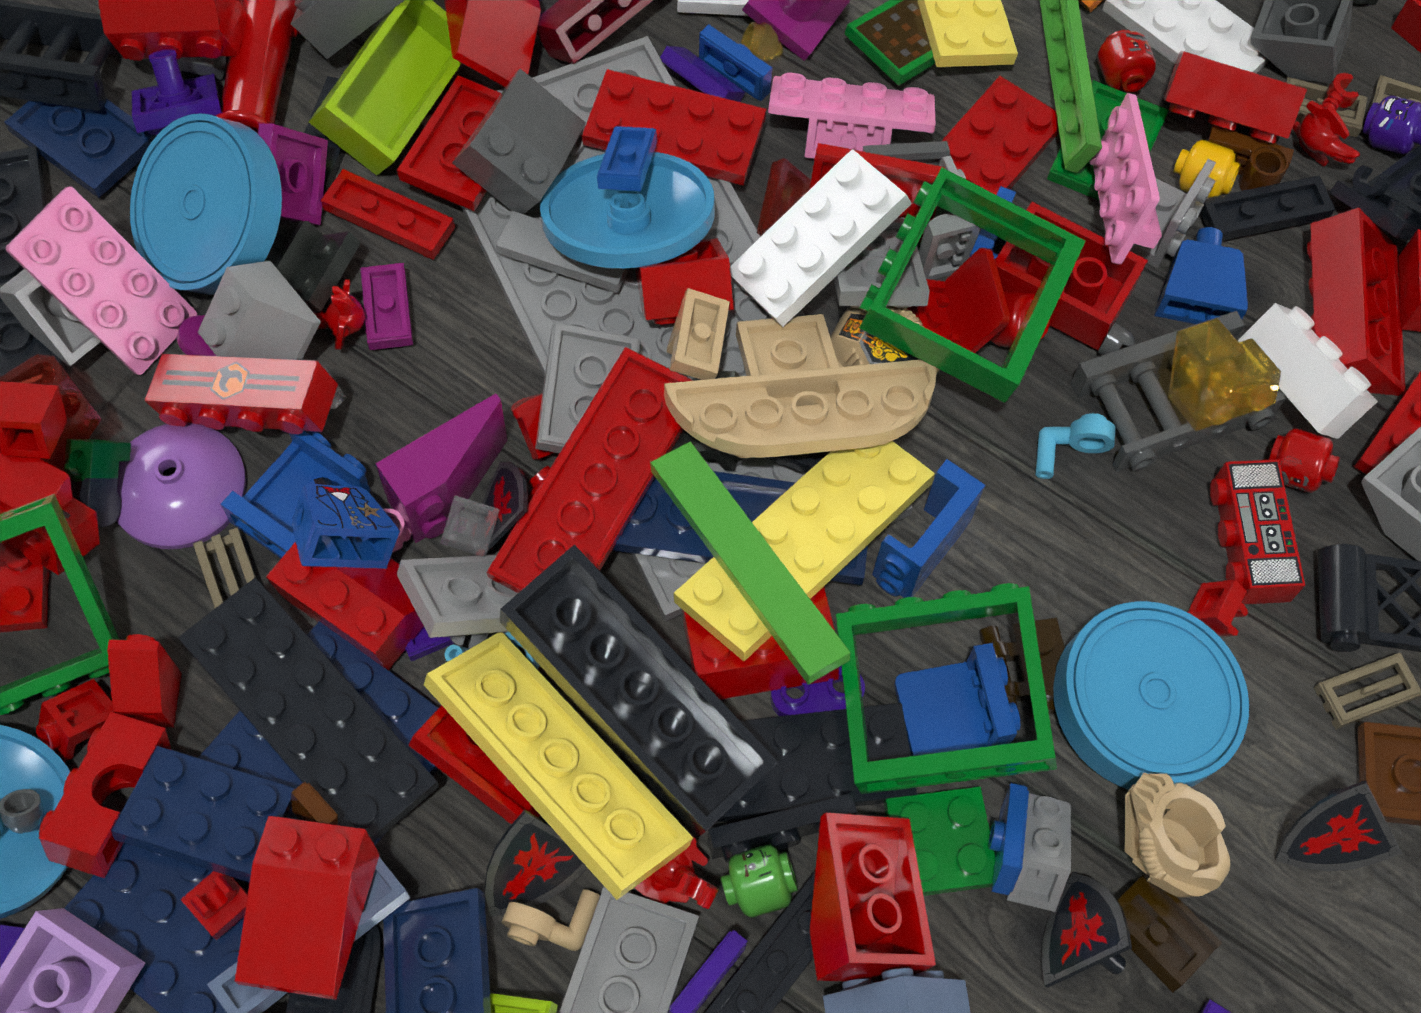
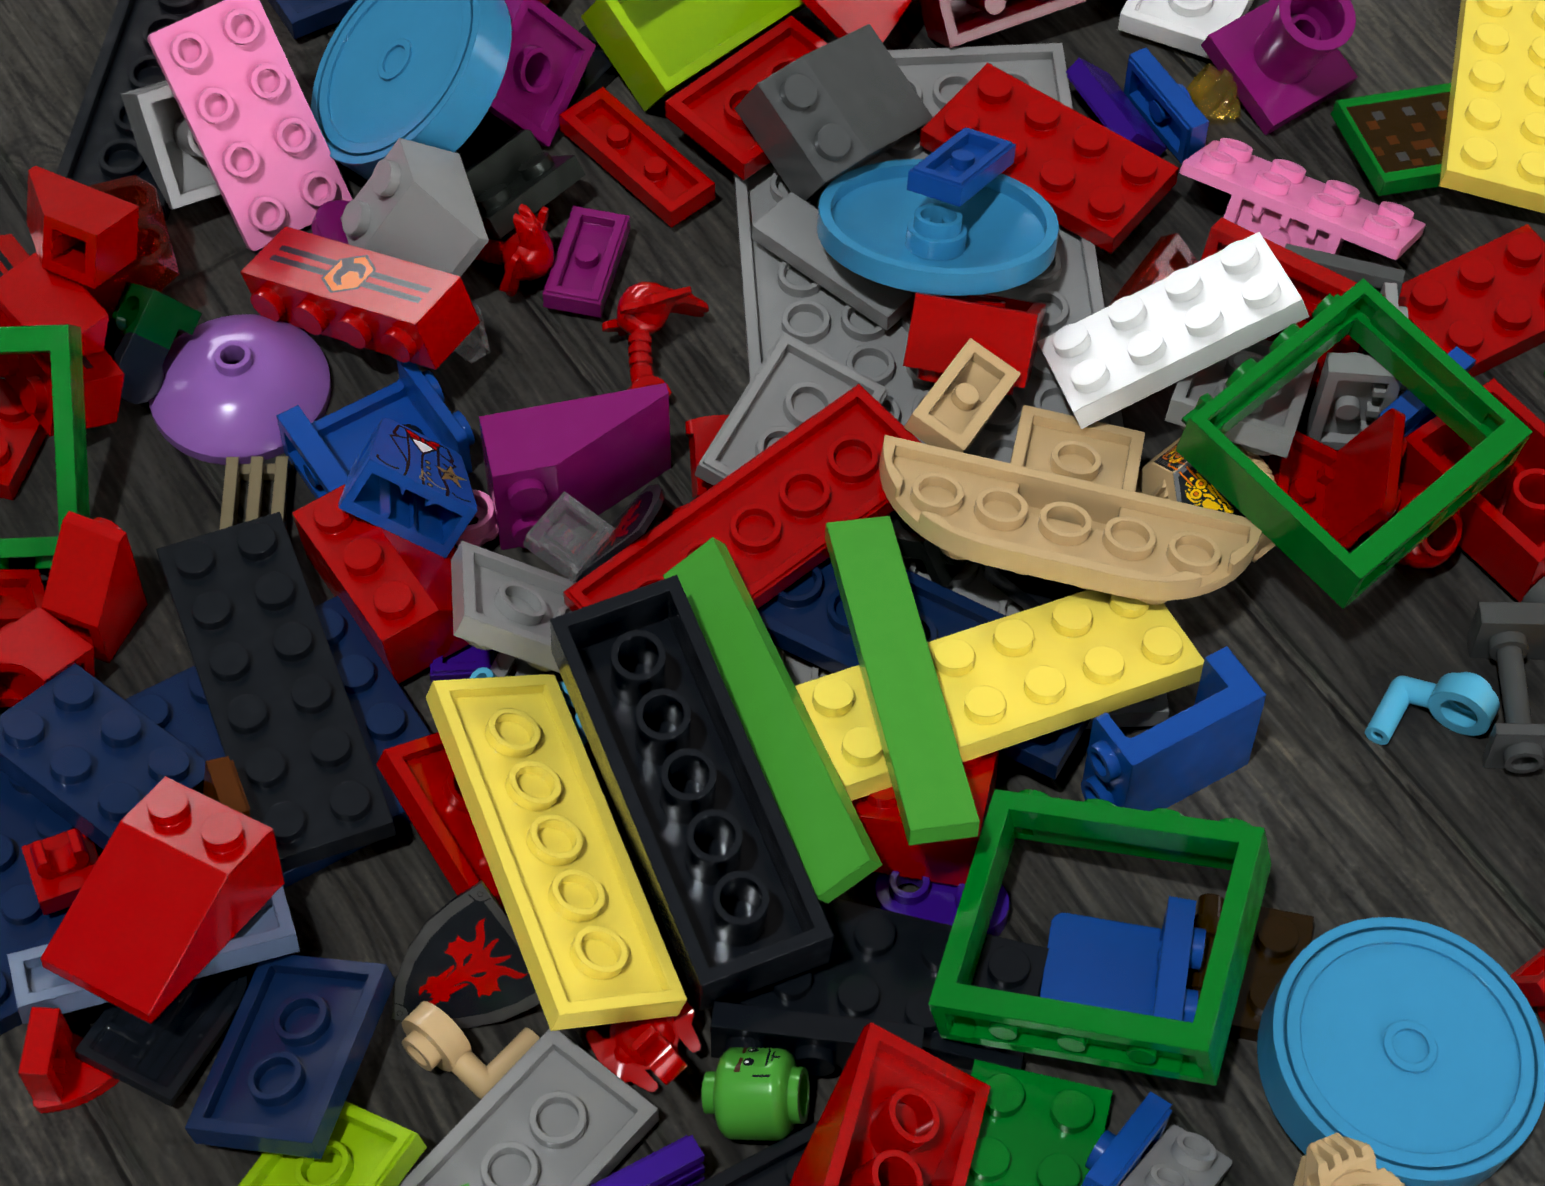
camera: 25 degrees right, 10 degrees down
(444, 336) = (643, 312): none -> red piece
(681, 624) = (780, 731): none -> bright green tile

